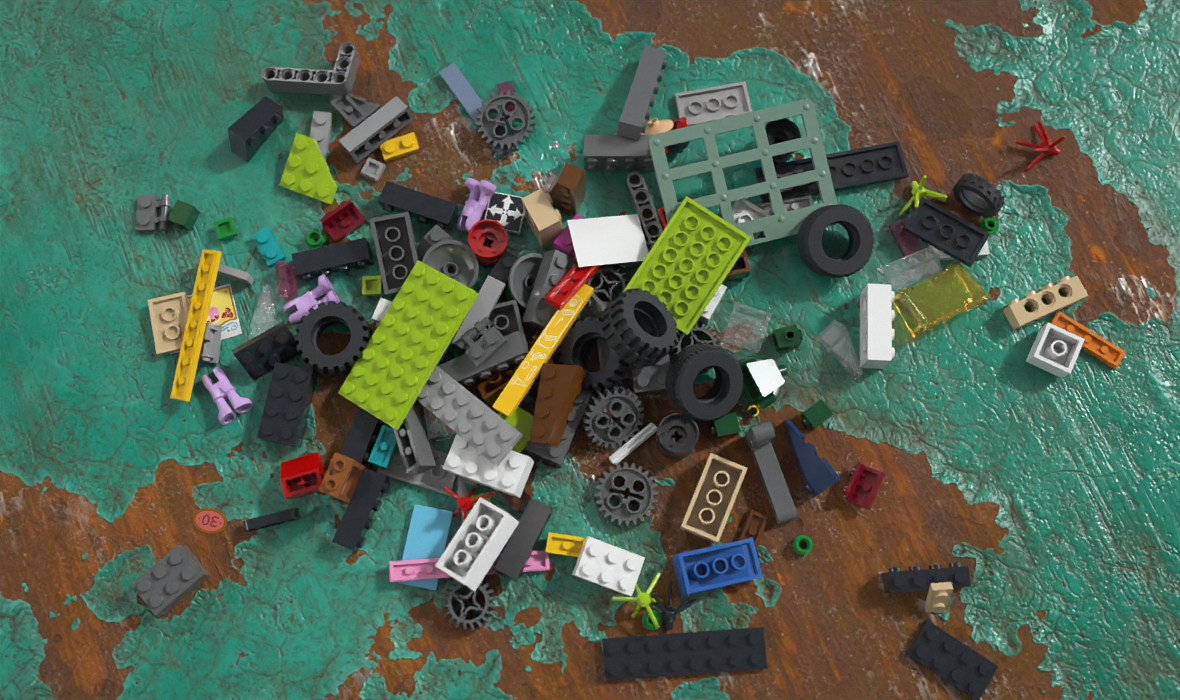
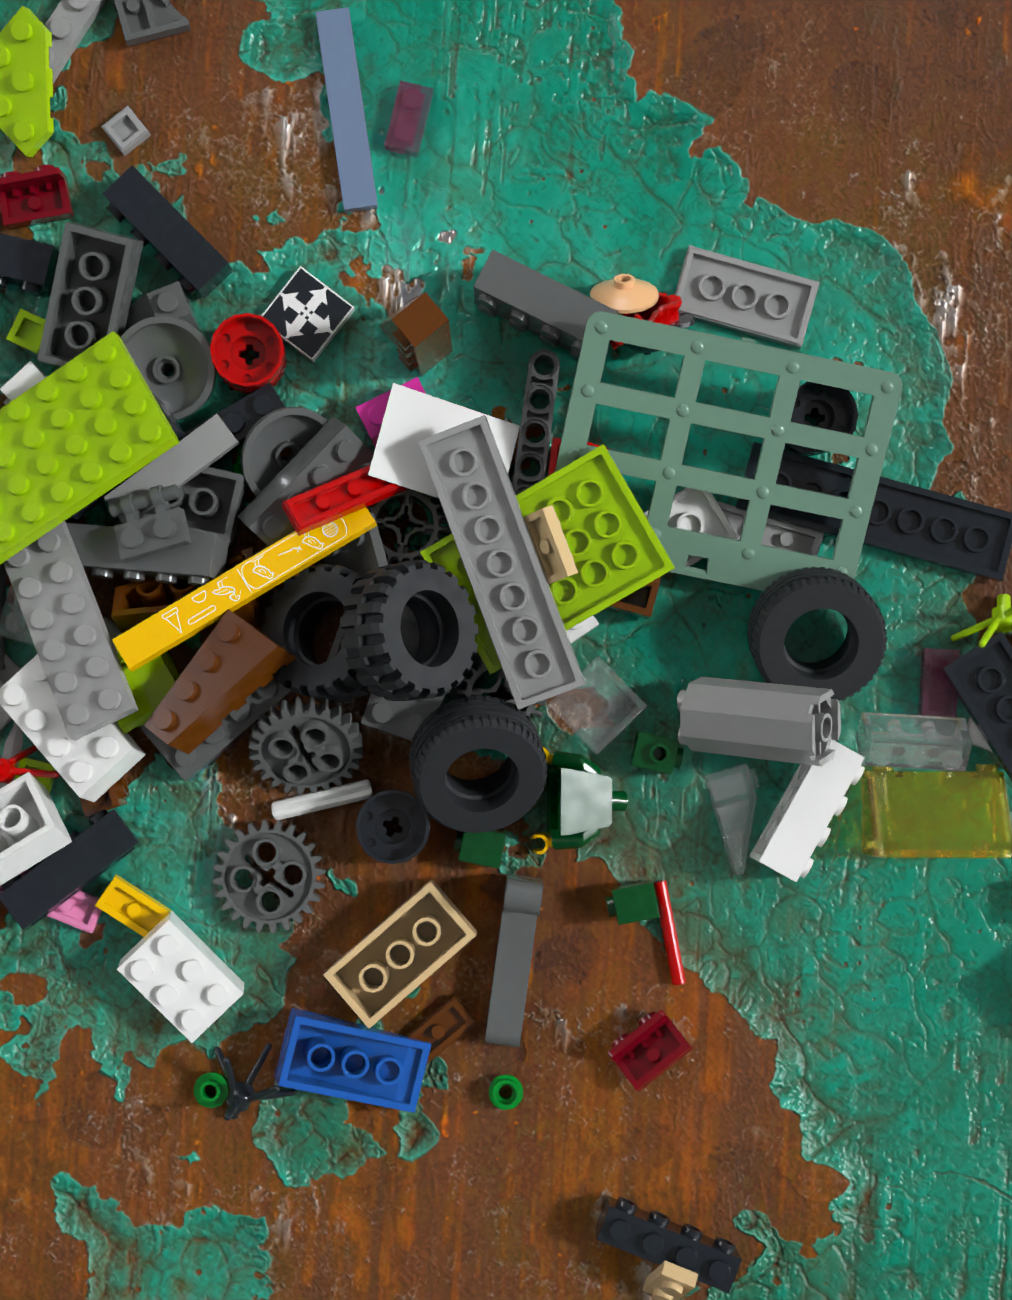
camera: 20 degrees right, 10 degrees up
(376, 129) = (161, 64): brick -> none
(400, 147) = (188, 112): yellow plate -> none
(476, 204) = (262, 278): lavender piece -> none
(491, 126) = (411, 155): dark grey gear -> none
(542, 217) = (354, 357): tan brick -> none
(642, 93) = (629, 221): dark grey brick -> none
(643, 600) = (208, 1056): lime plant -> none
(666, 276) = (501, 562): none -> light grey plate
(684, 653) = (235, 1164): black plate -> none
(685, 255) = (550, 544): none -> tan plate
(815, 472) = (582, 987): dark blue wedge -> none
(830, 292) = (759, 720): none -> light grey brick
(843, 426) = (669, 933): none -> red bar

